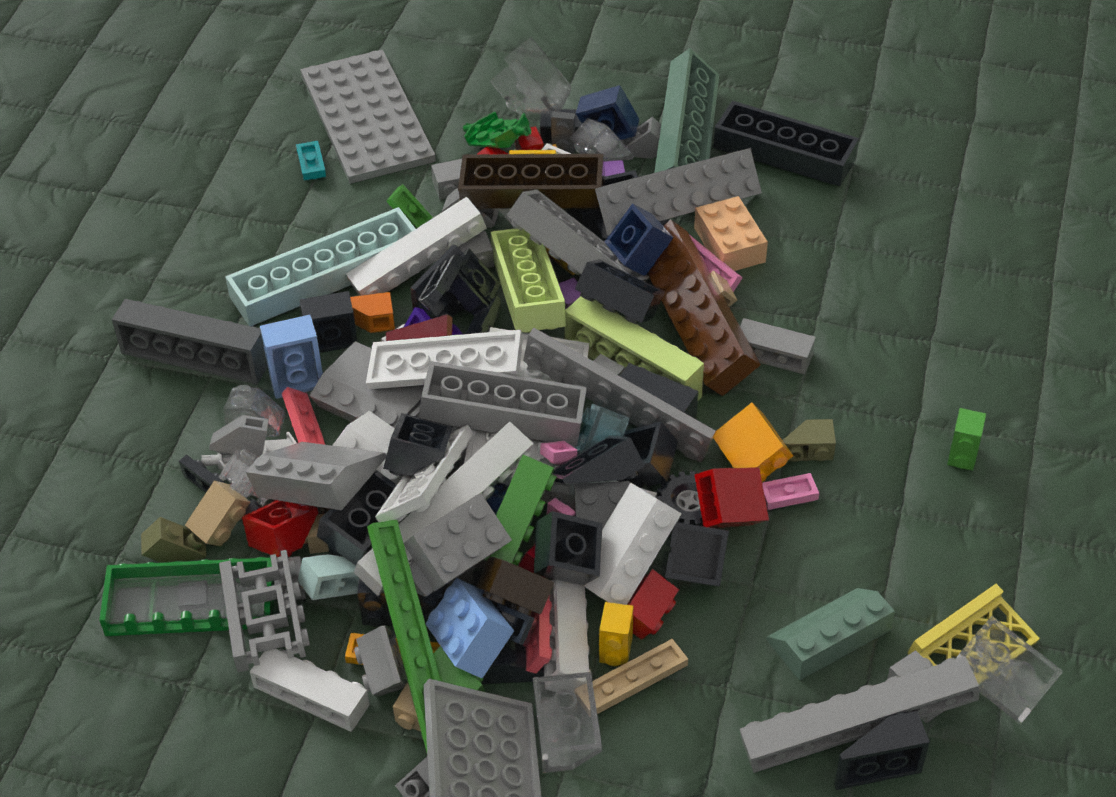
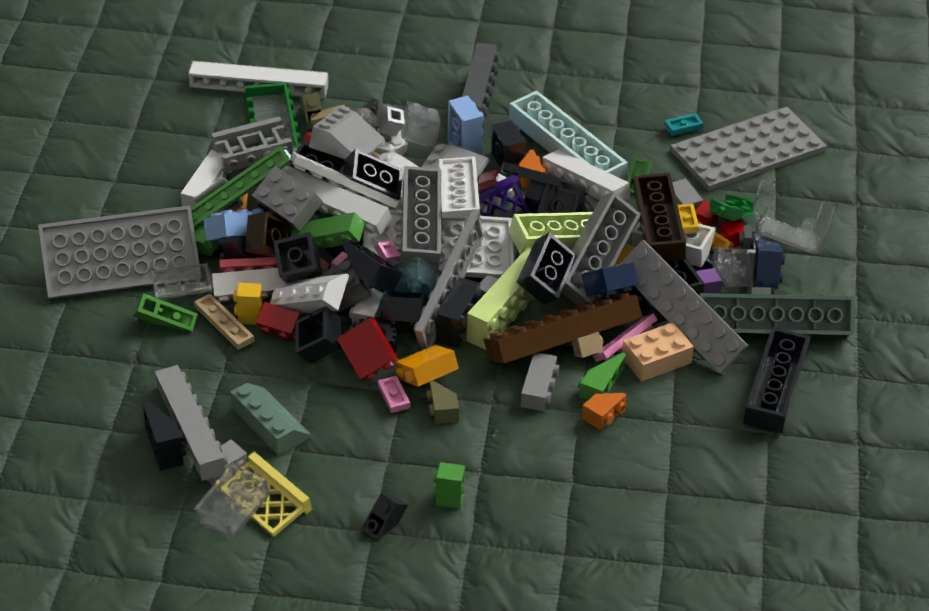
camera: 80 degrees right, 5 degrees down
(70, 613) = (236, 77): none -> white brick
(302, 416) = (421, 151): coral plate -> none
(615, 761) = (164, 313): none -> bright green slope
(772, 288) = (602, 377): none -> bright green slope
(824, 294) = (603, 408): none -> orange slope
(1008, 514) = (384, 515): none -> black slope

